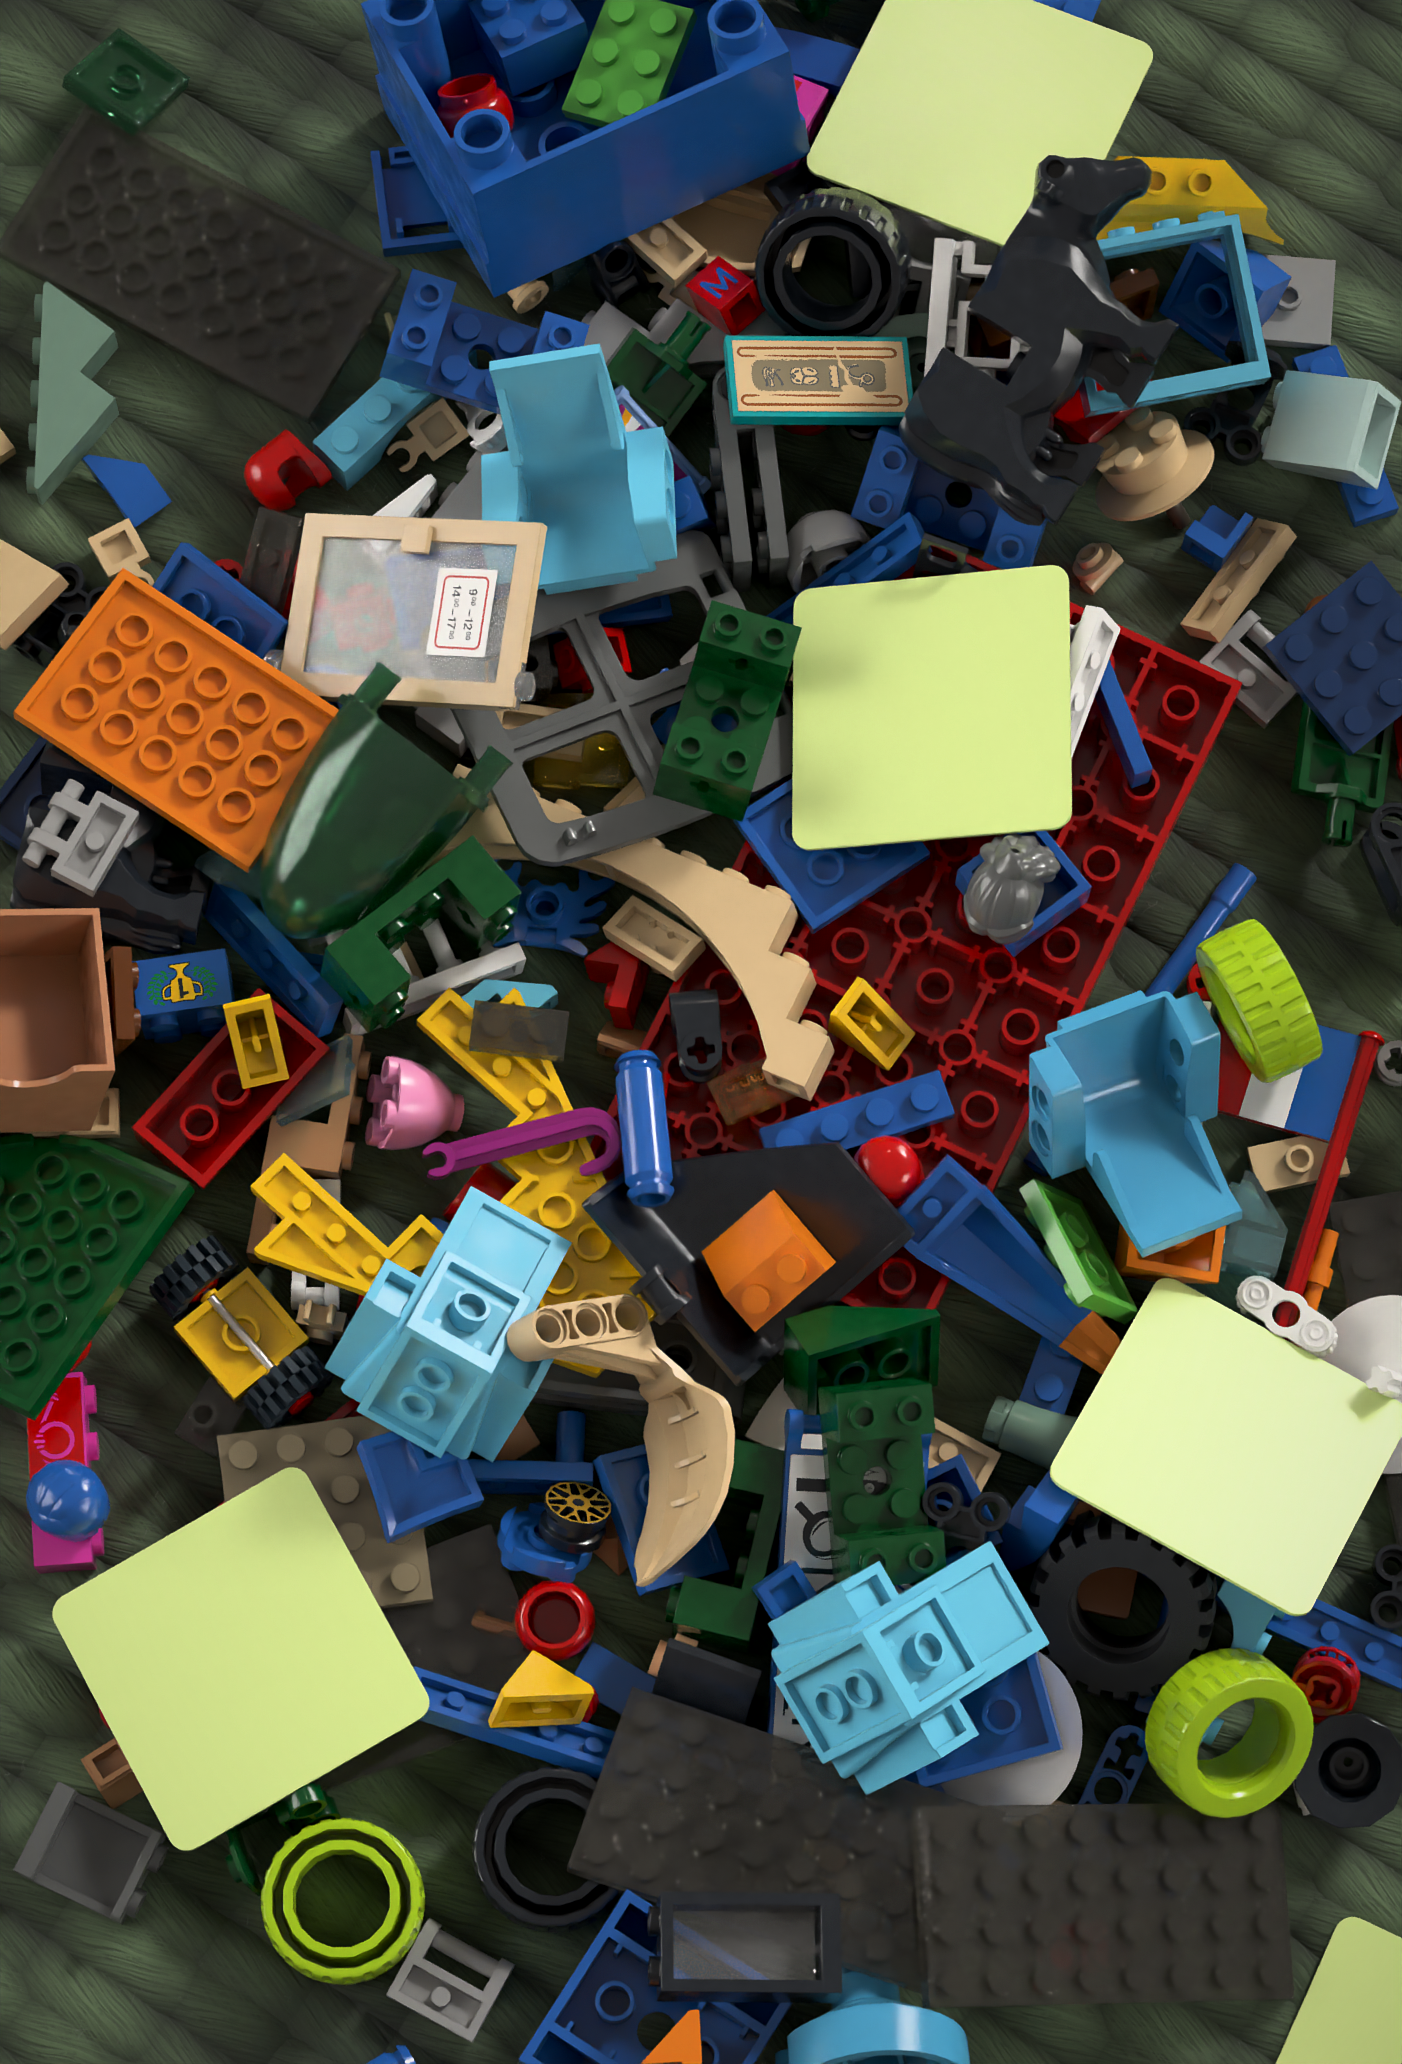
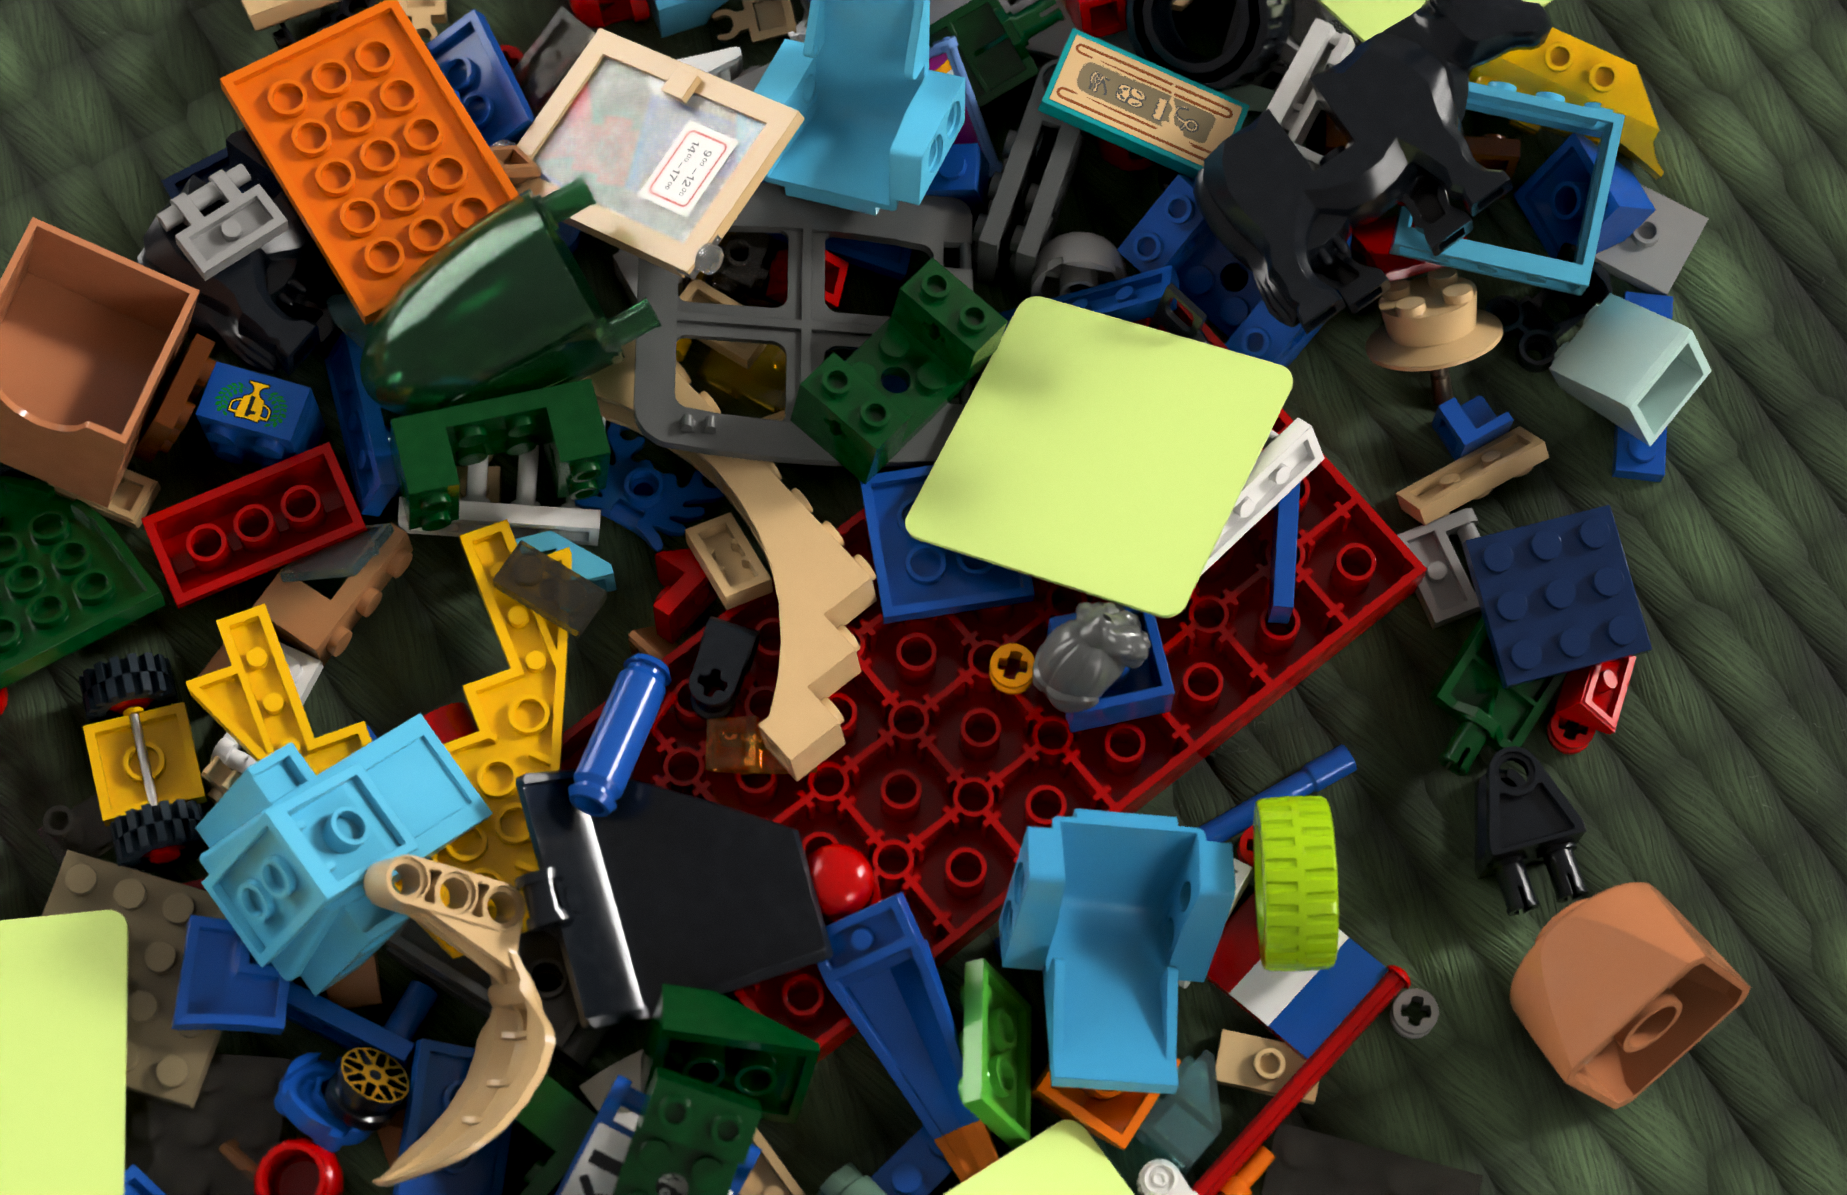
camera: 25 degrees right, 5 degrees down
(256, 1041) = (294, 485): yellow slope -> none
(297, 668) = (516, 163): none -> medium nougat slope
(409, 1106) = (421, 620): bright pink piece -> none
(528, 1138) = (501, 693): magenta piece -> none
(766, 1260) = (675, 920): orange slope -> none
(870, 1025) = (893, 733): yellow slope -> none
(874, 1114) = (868, 826): blue plate -> none
(952, 931) = (1001, 657): none -> light orange bush
(1095, 565) = (1339, 403): tan plate -> none

